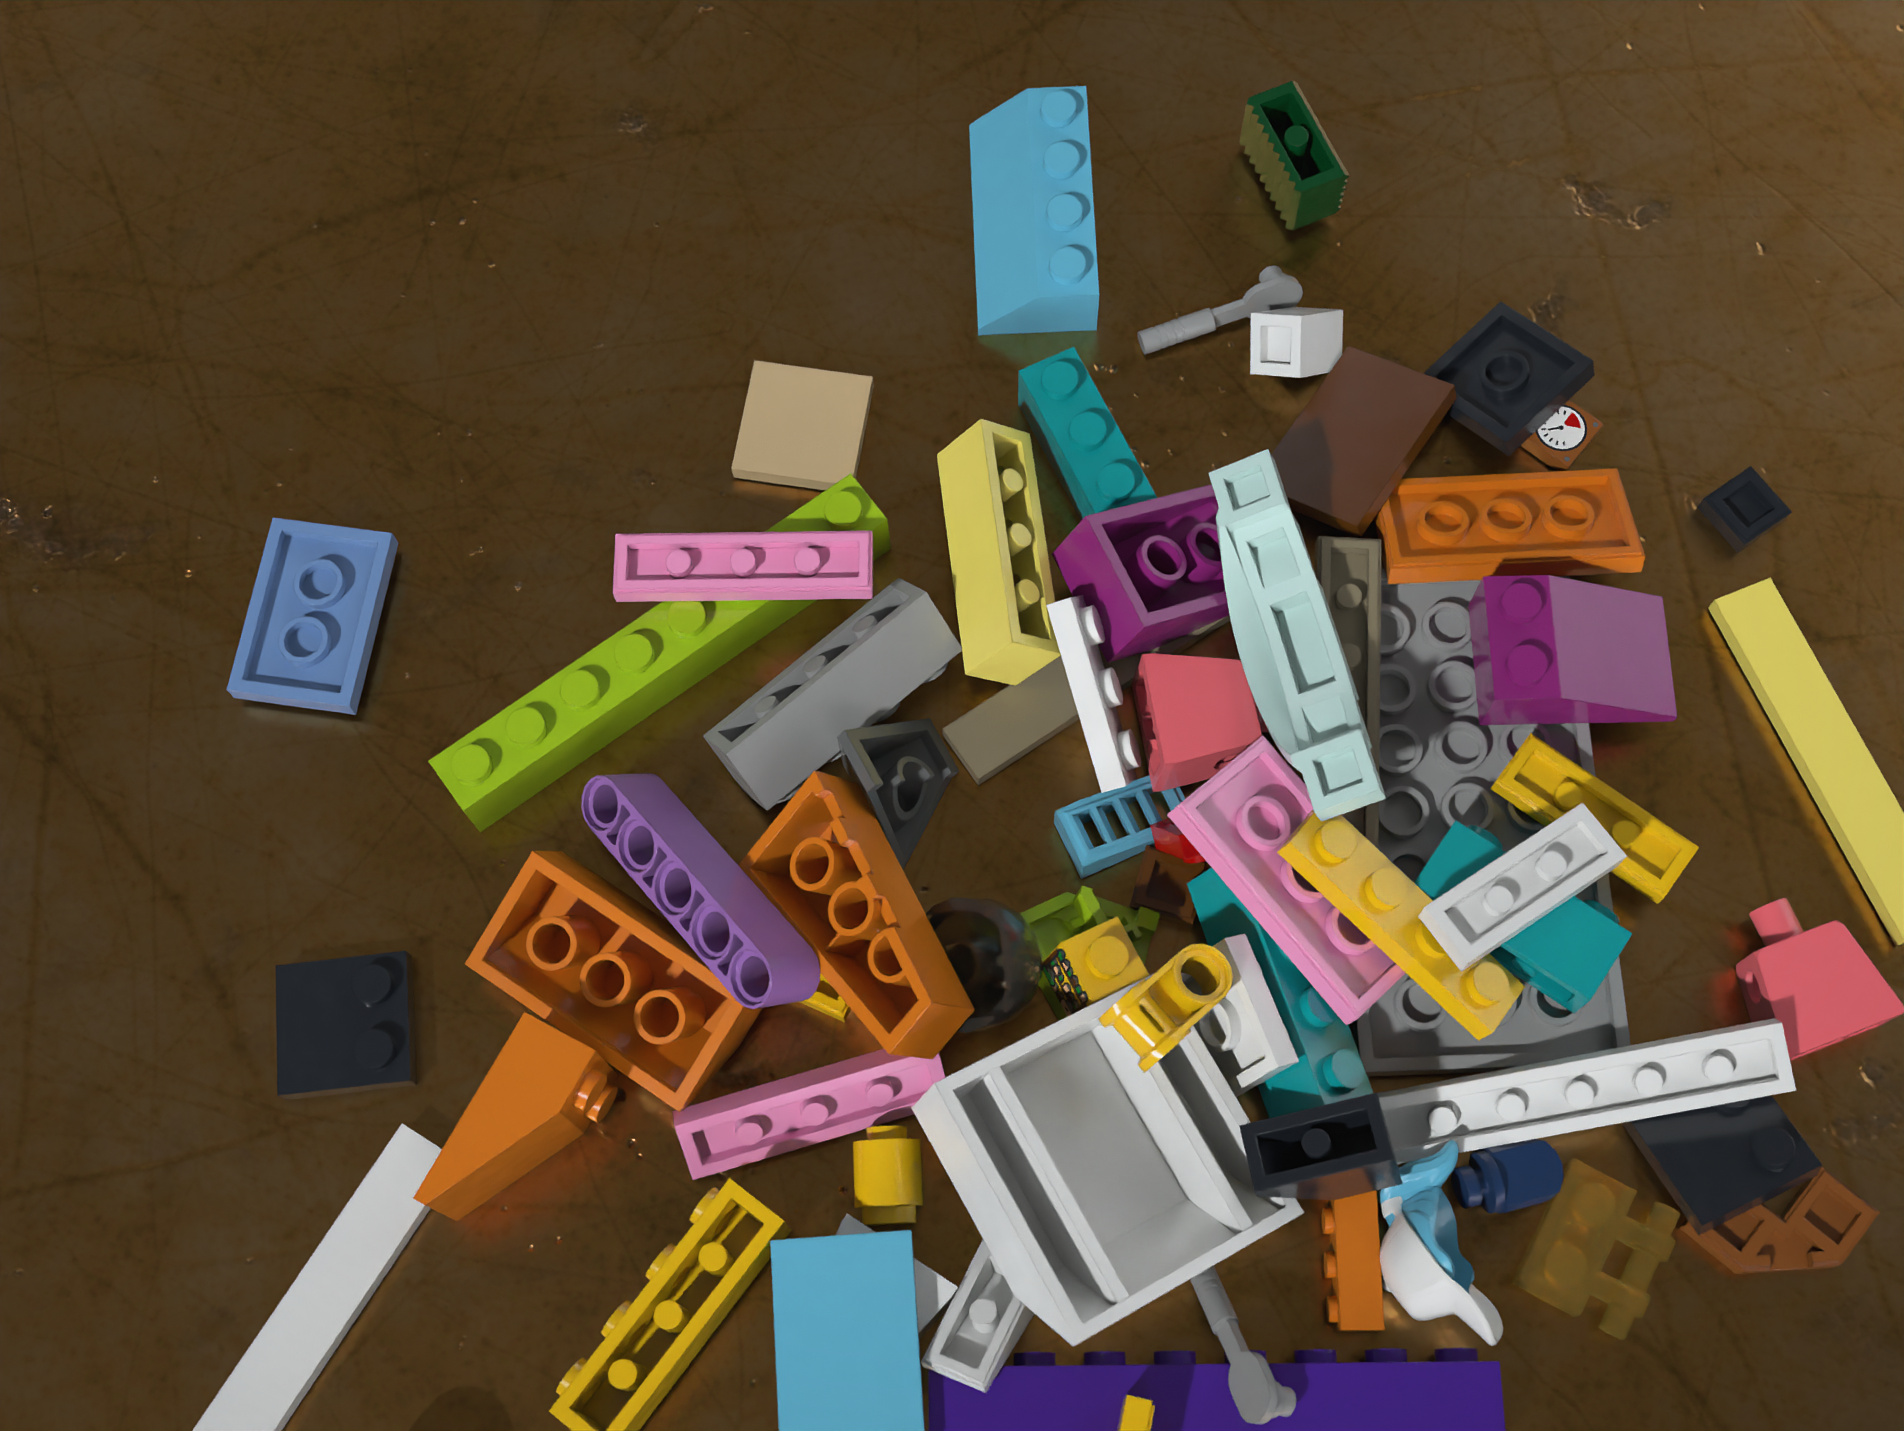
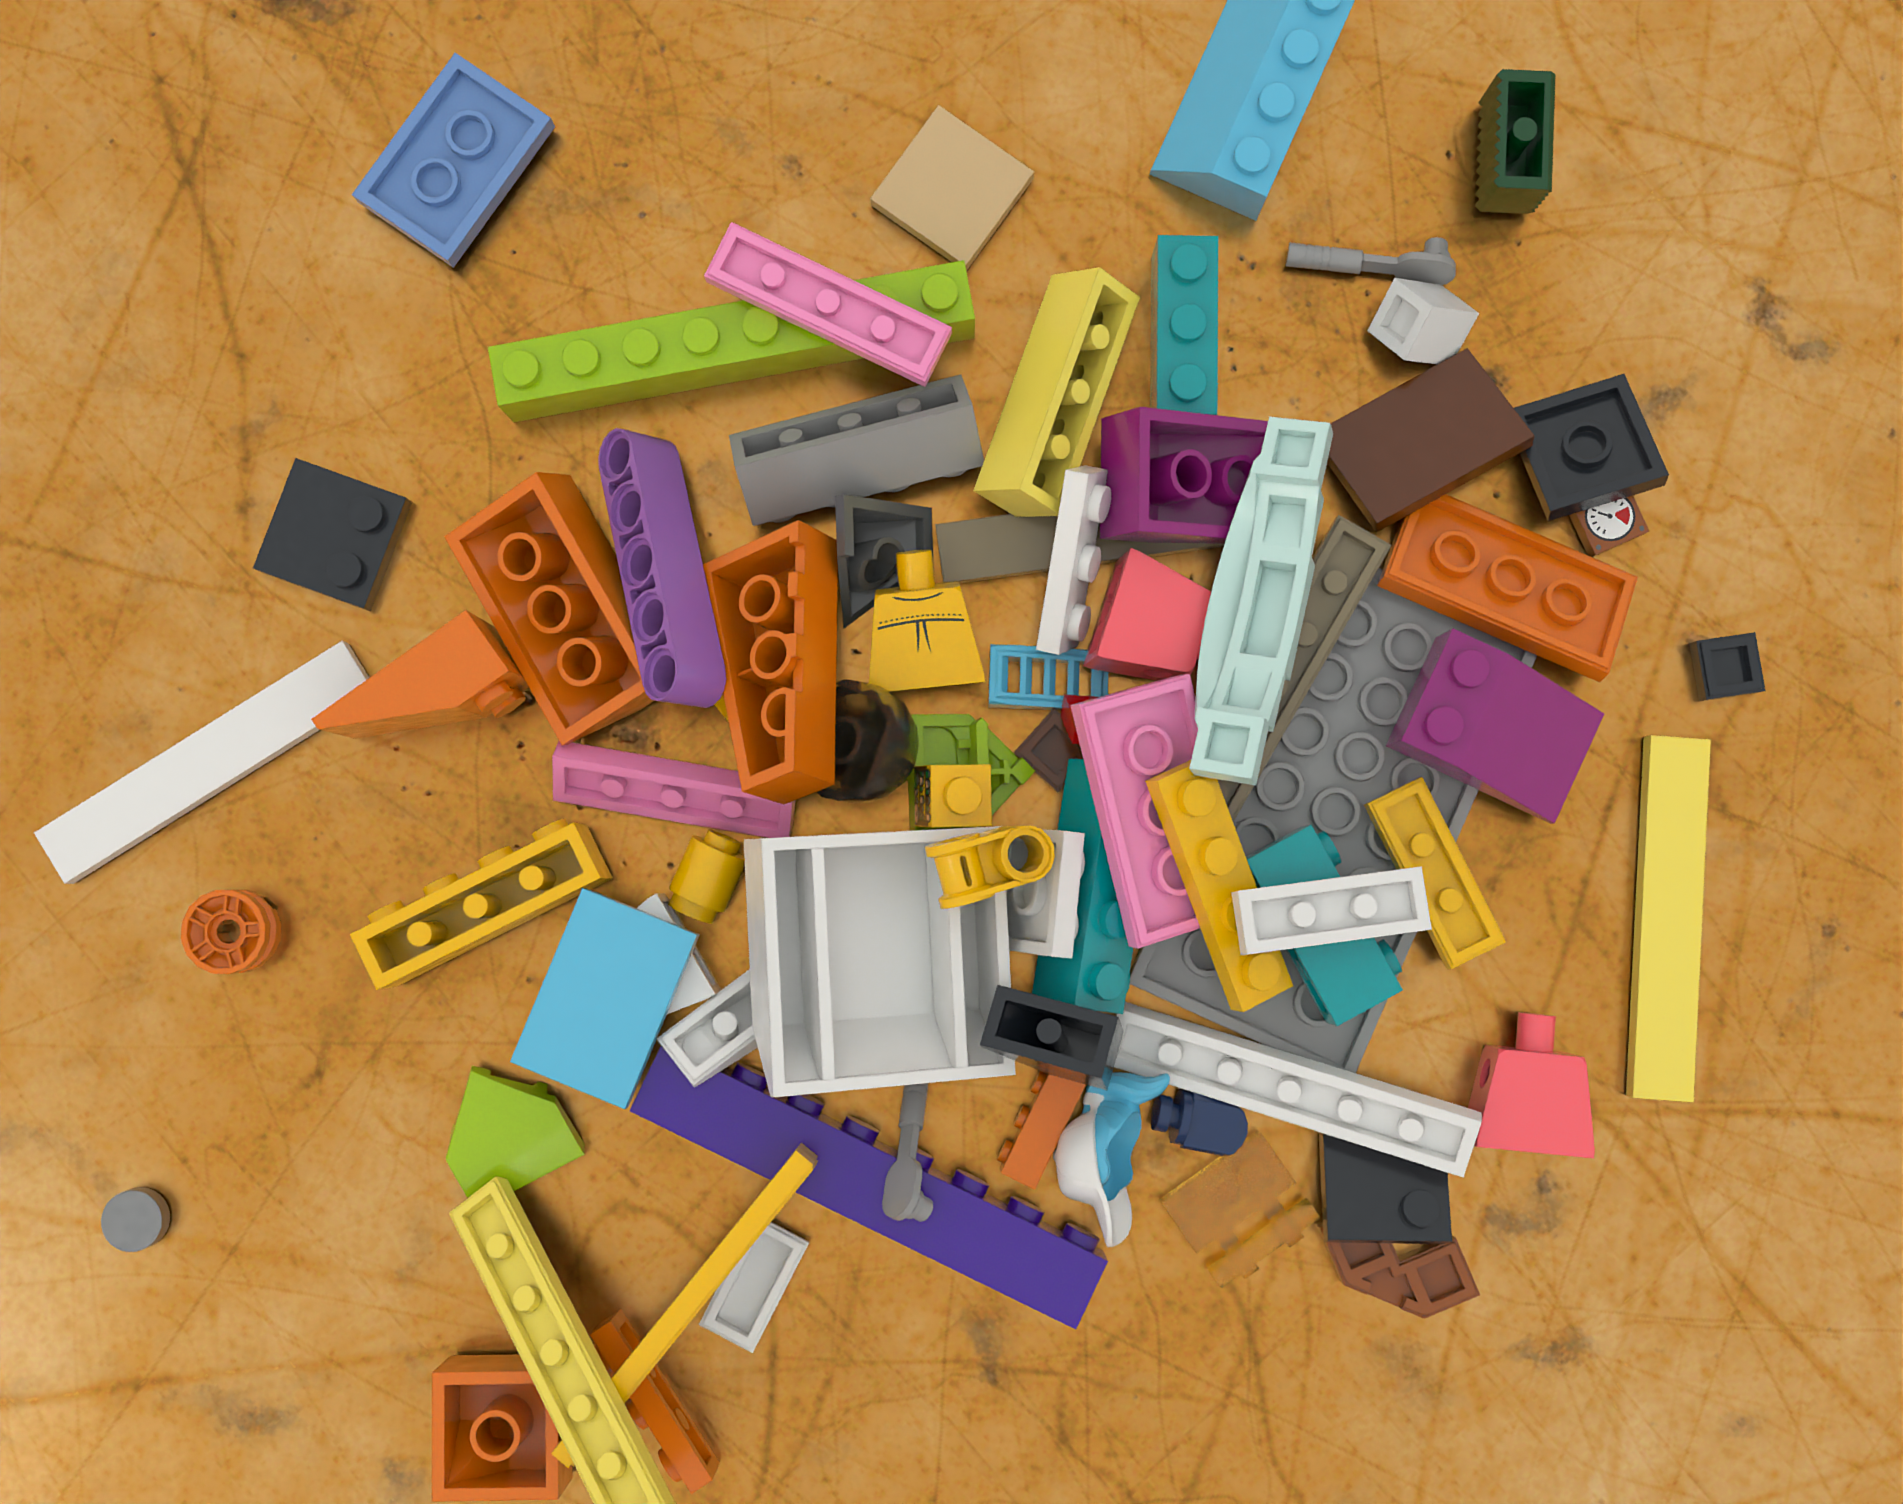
camera: 25 degrees right, 15 degrees up
(982, 828) = (922, 631): none -> yellow torso

